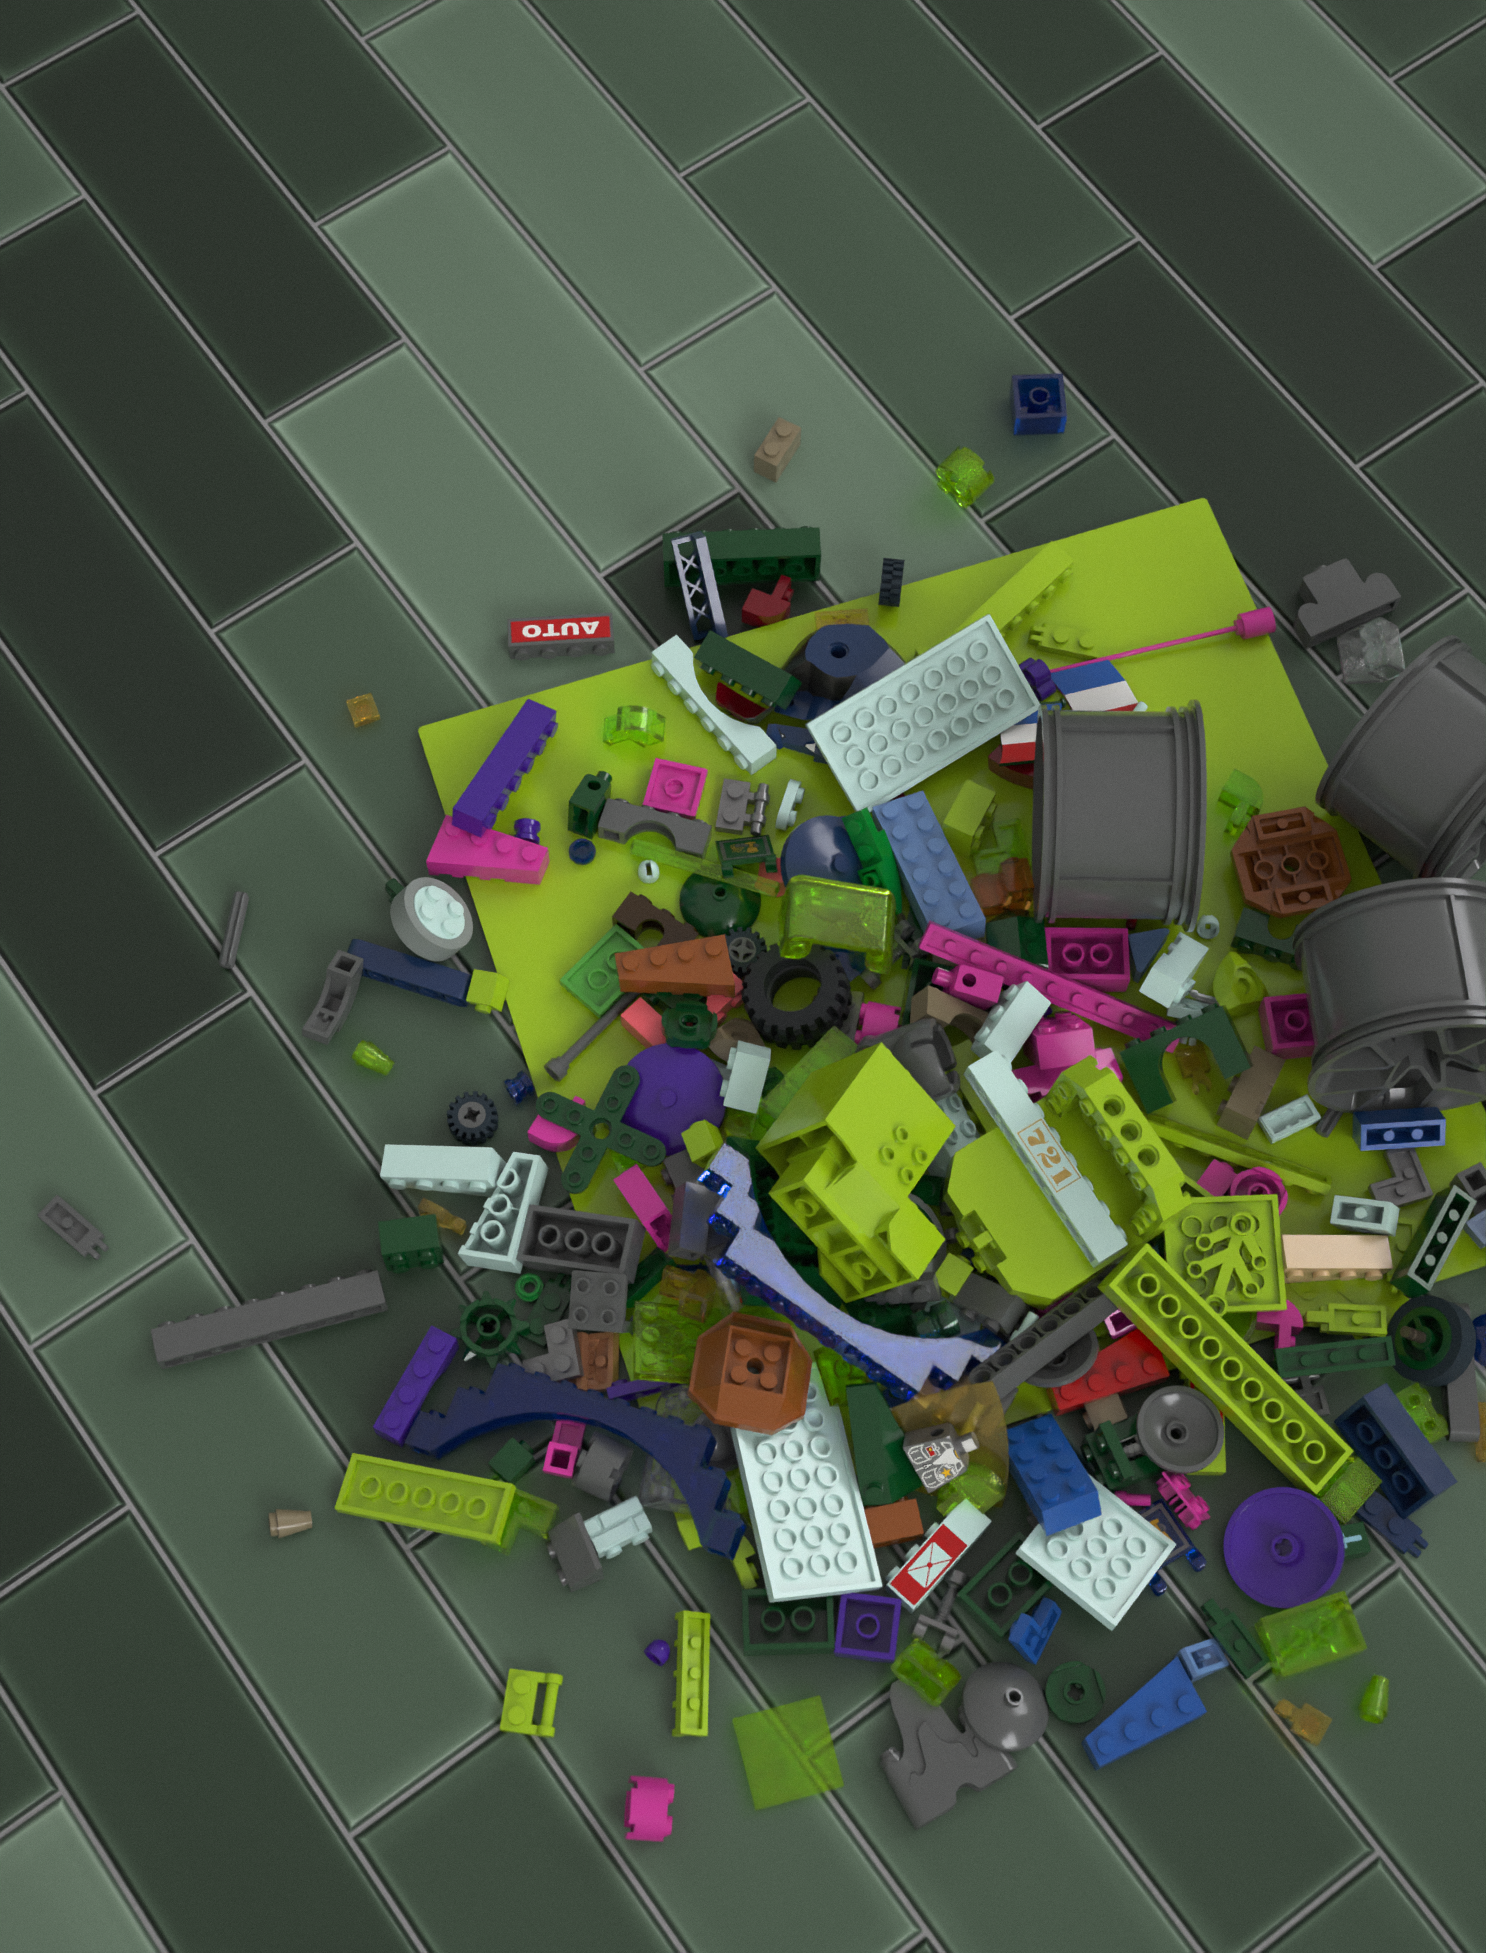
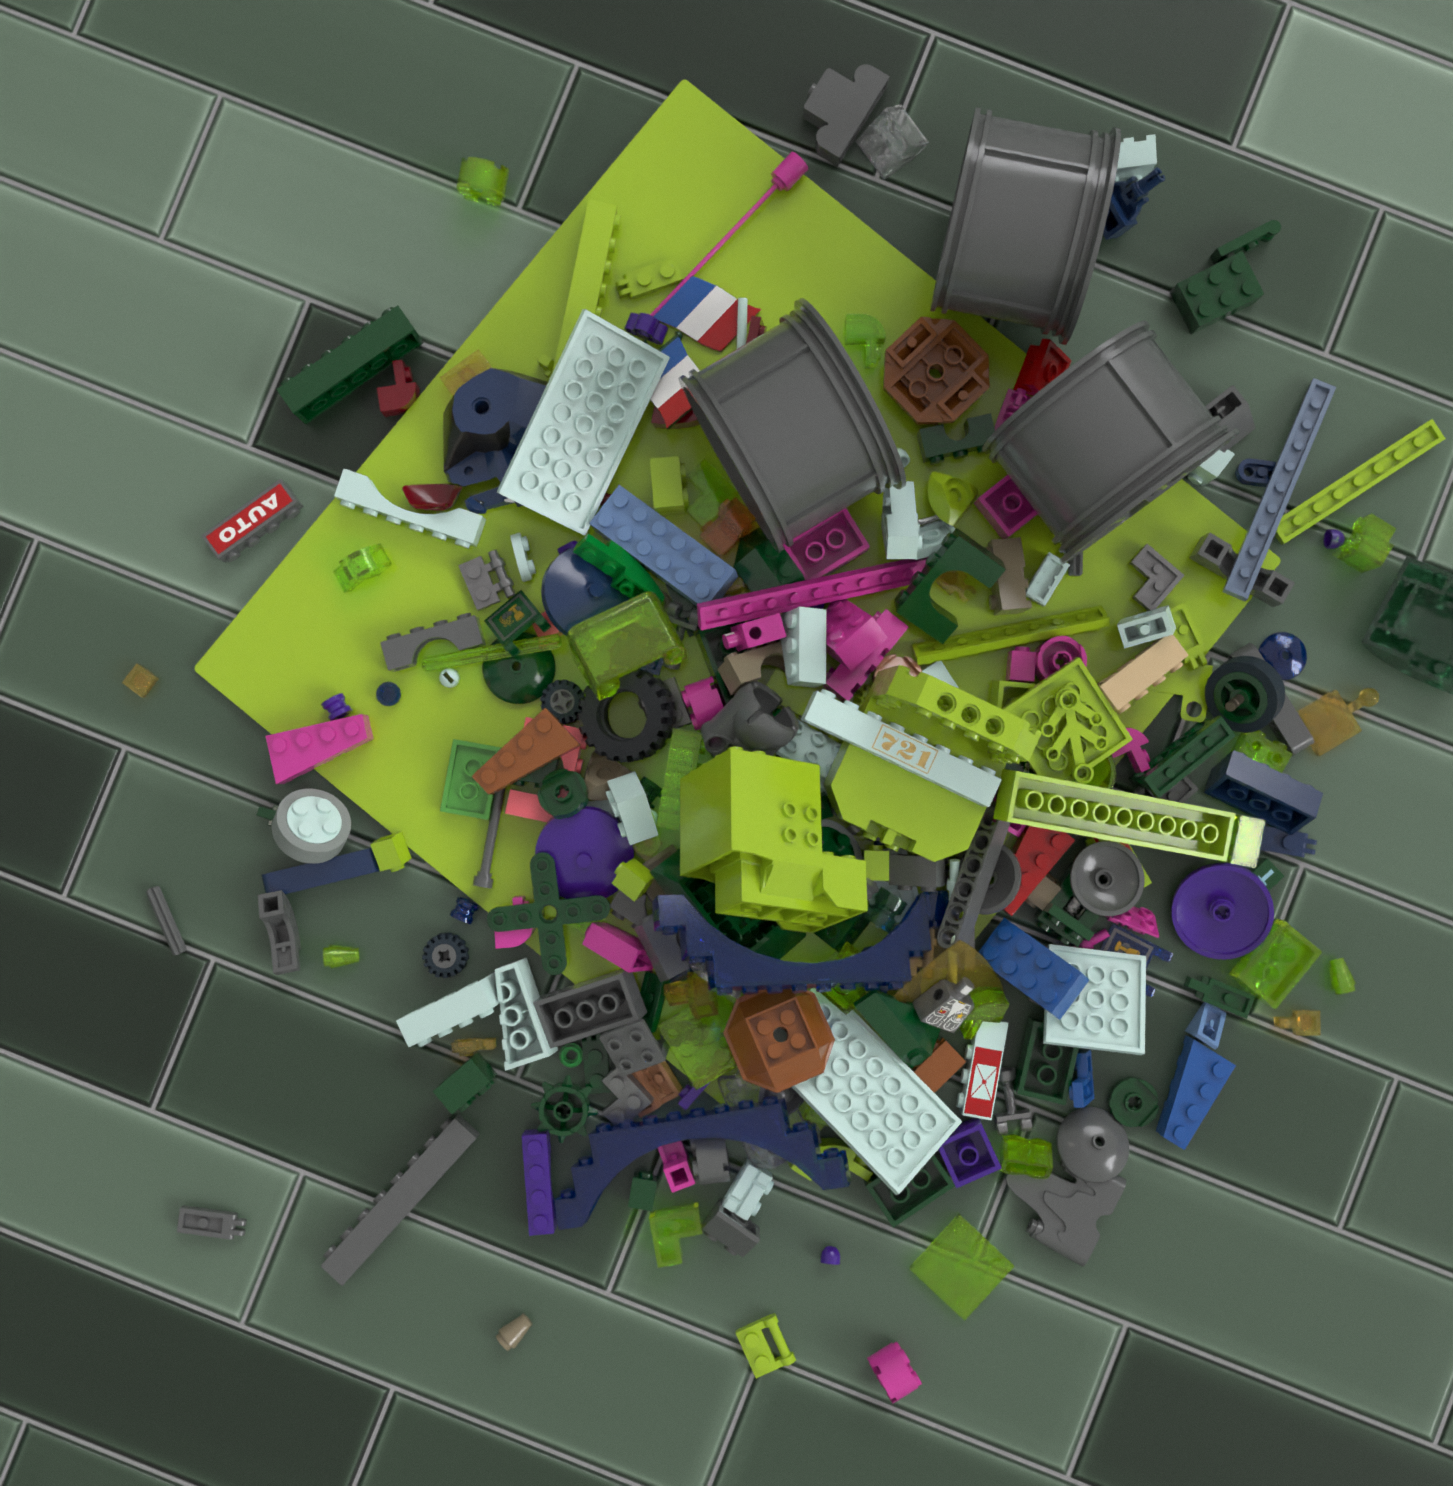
camera: 30 degrees left, 20 degrees up
(425, 1498) = (601, 1262): lime plate -> none
(504, 768) = (284, 668): dark purple brick -> none
(591, 797) = (368, 653): dark green torso -> none
(638, 915) = (464, 721): dark brown arch -> none
(675, 788) = (426, 598): dark pink plate -> none
(692, 1674) = (863, 1256): lime hinge -> none
(708, 581) = (341, 409): fence -> none
(747, 670) = (420, 466): dark green brick -> none
(777, 449) = (317, 247): dark tan brick -> none
(891, 582) = (483, 315): black wheel -> none
(1038, 404) = (501, 75): clear blue brick -> none
(1144, 949) = (863, 514): medium blue slope -> none
(1349, 1319) = (1175, 711): lime hinge -> none
(1399, 1128) = (1132, 539): blue brick -> none
(1433, 1242) = (1208, 617): dark green brick -> none

